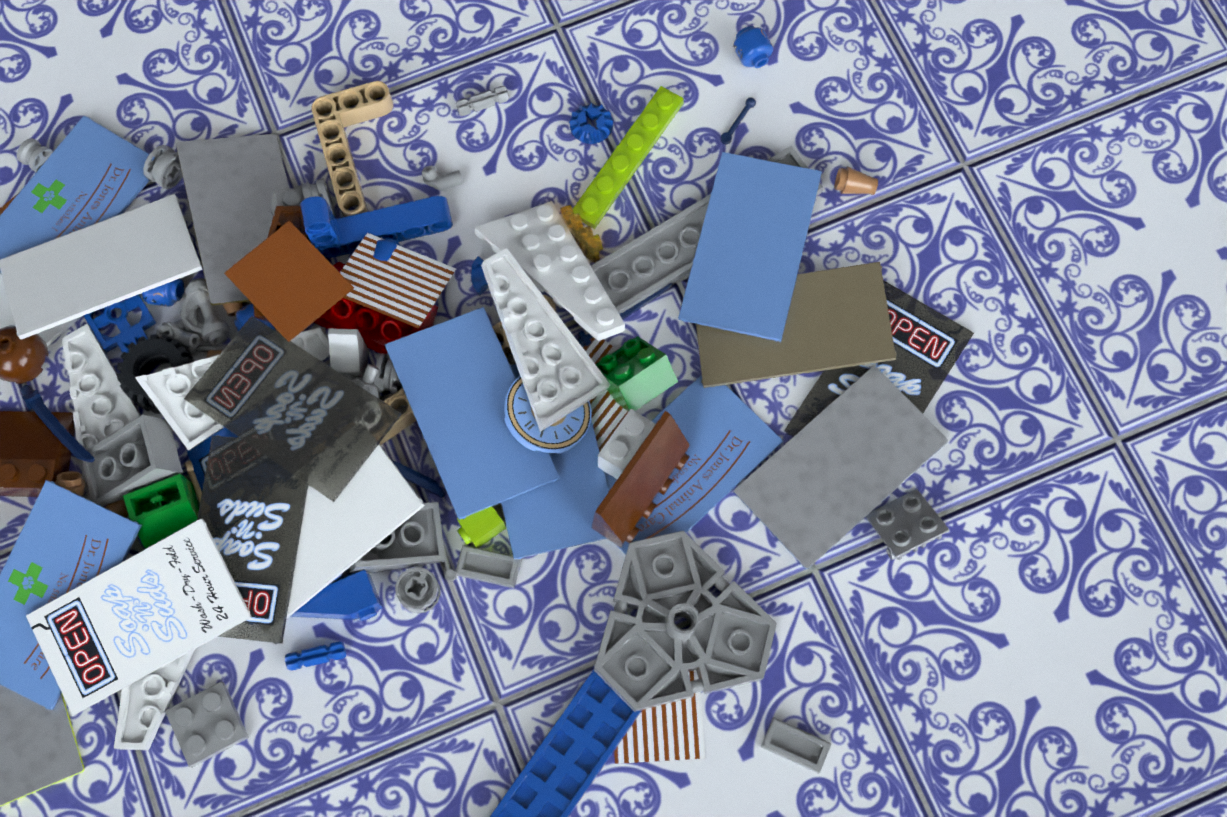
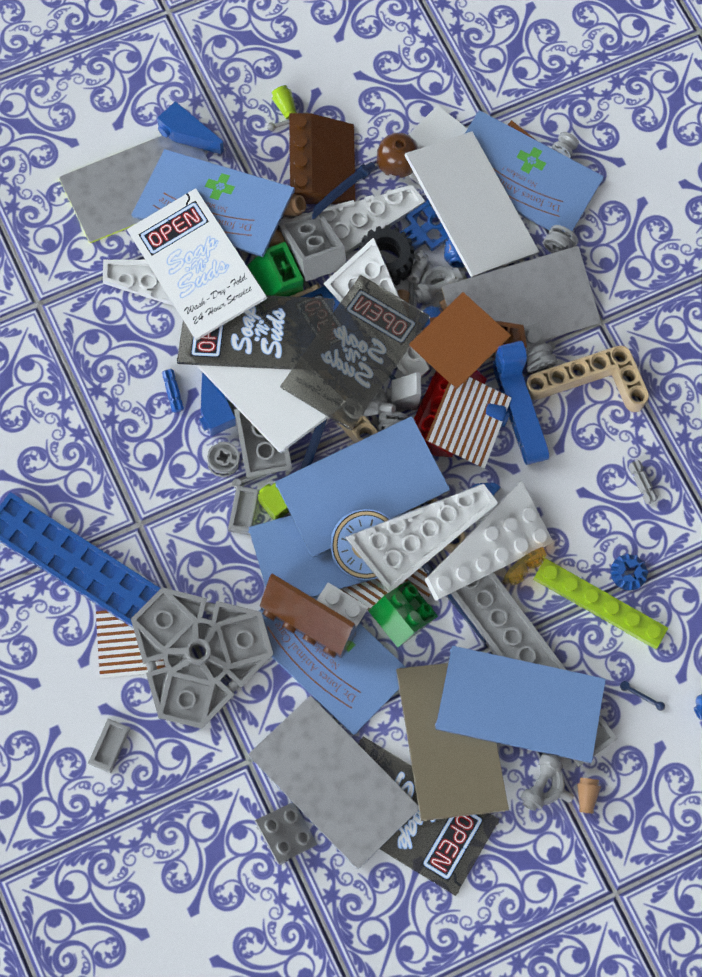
camera: 75 degrees right, 0 degrees up
(206, 724) = (122, 320): light grey plate -> none
(440, 182) = (565, 453): light grey arm -> none
(858, 237) = (534, 797): none -> light grey piece

